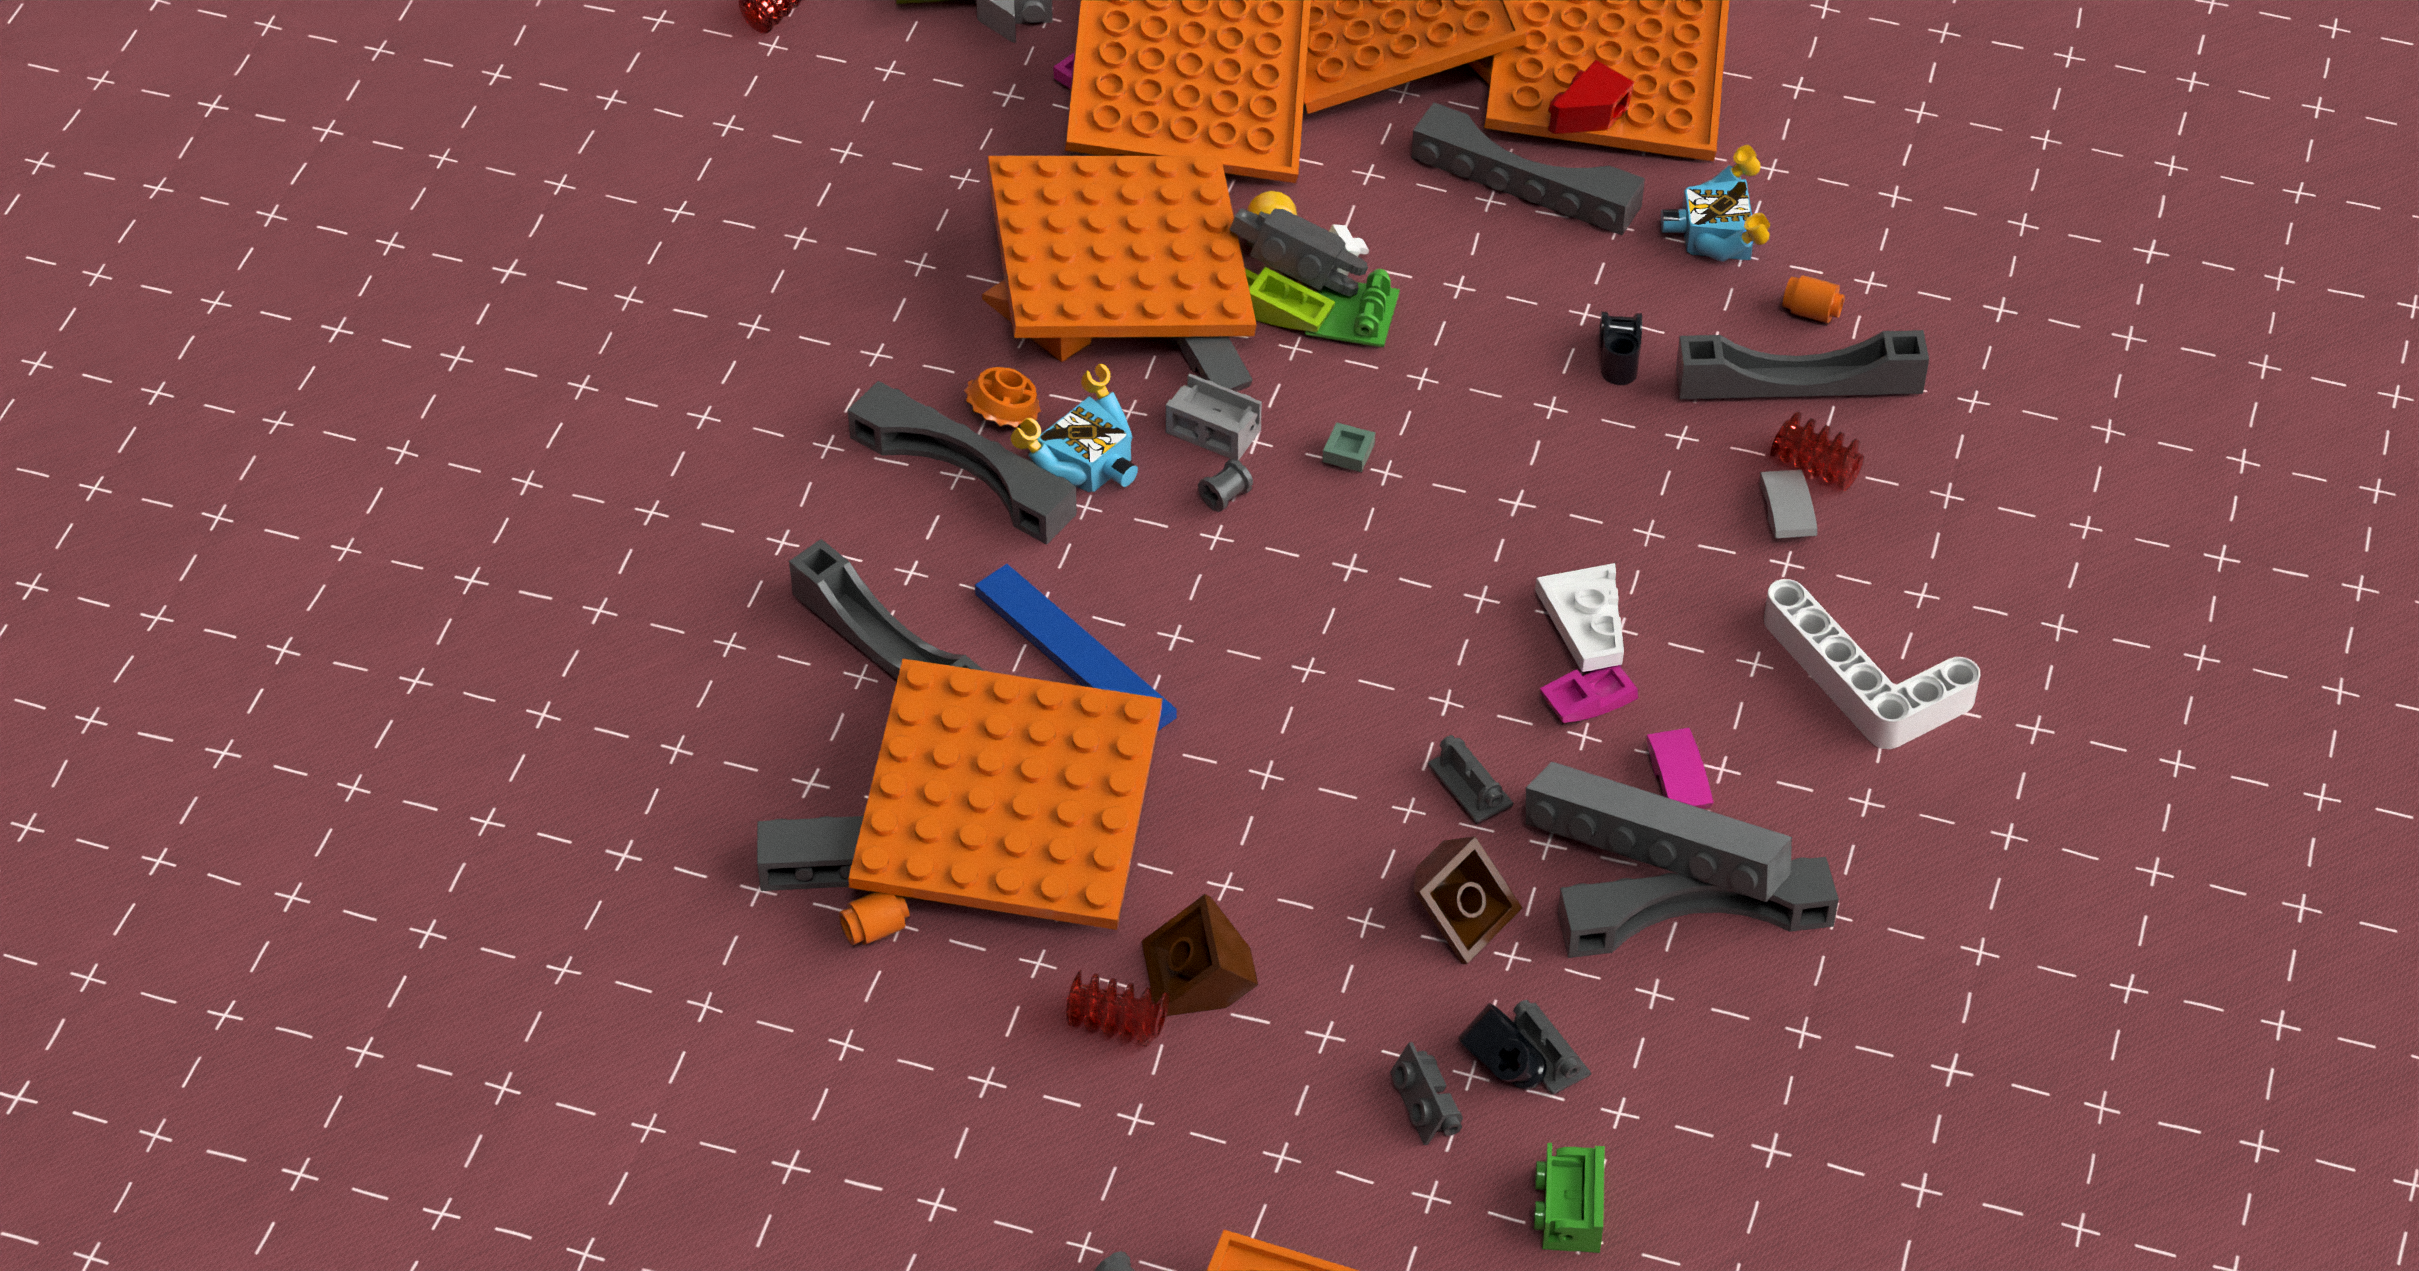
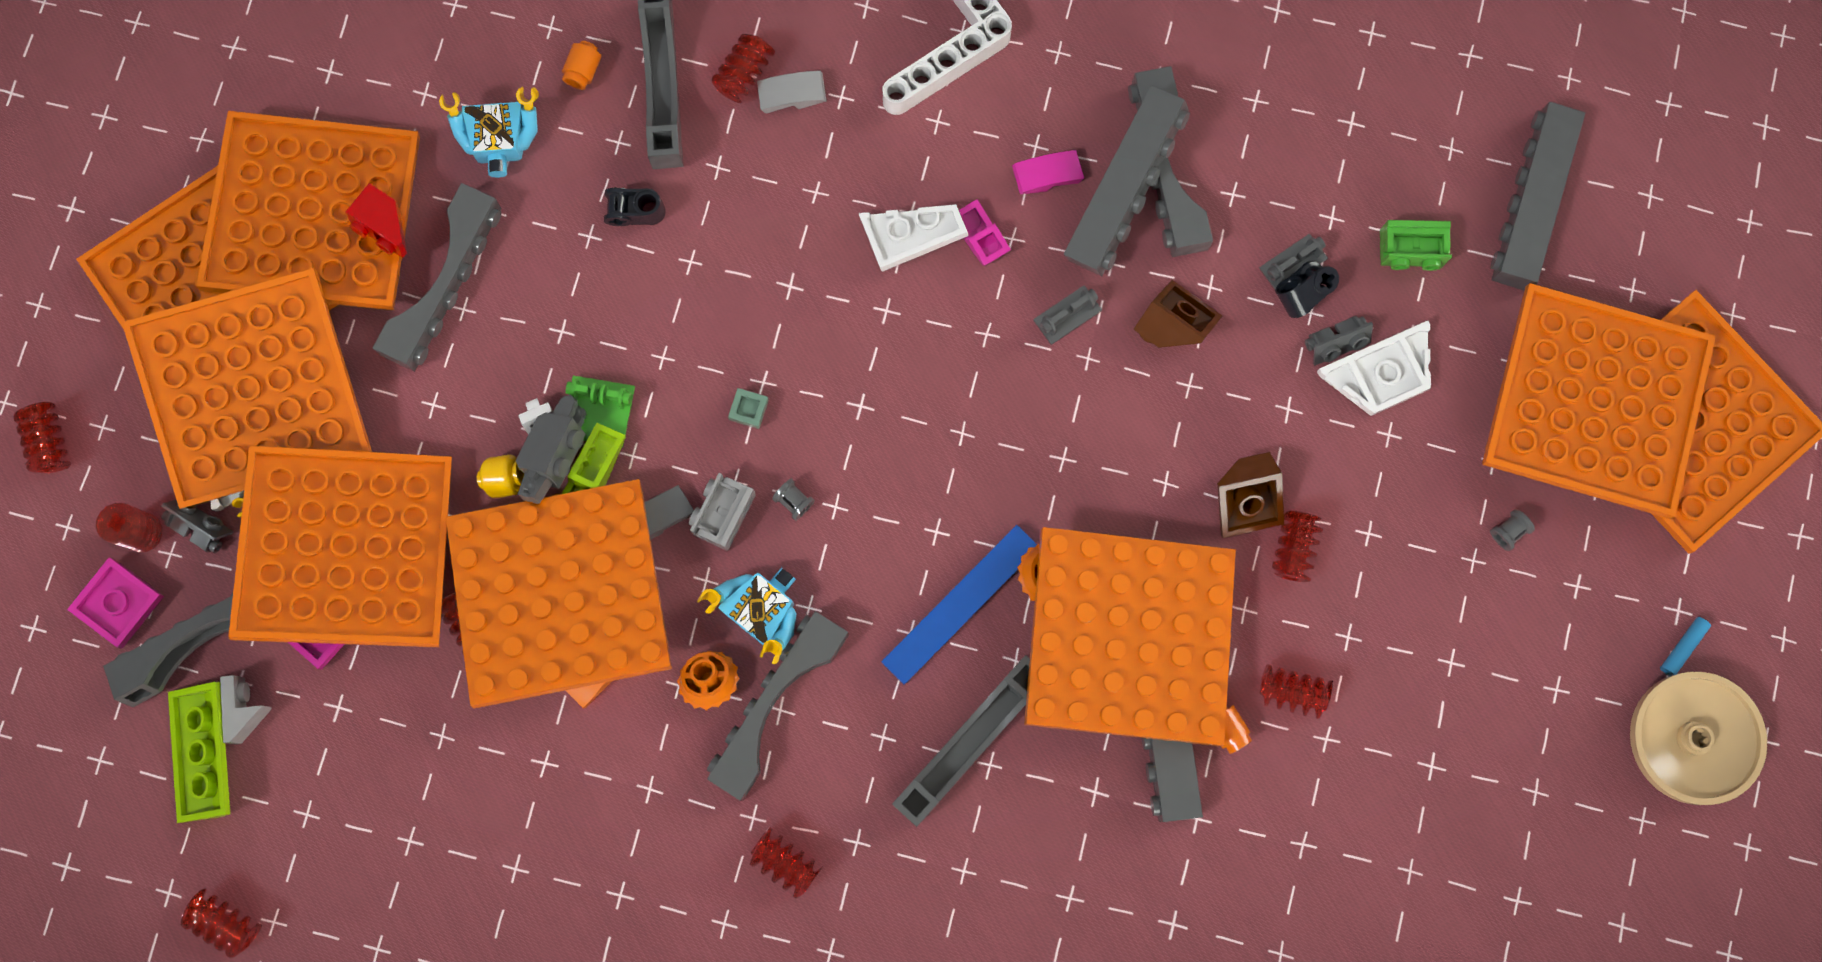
camera: 95 degrees left, 30 degrees up
(765, 457) = (783, 863): none -> clear red piece
(914, 992) = (1295, 691): none -> clear red piece
(1376, 1147) = (1384, 371): none -> white wing

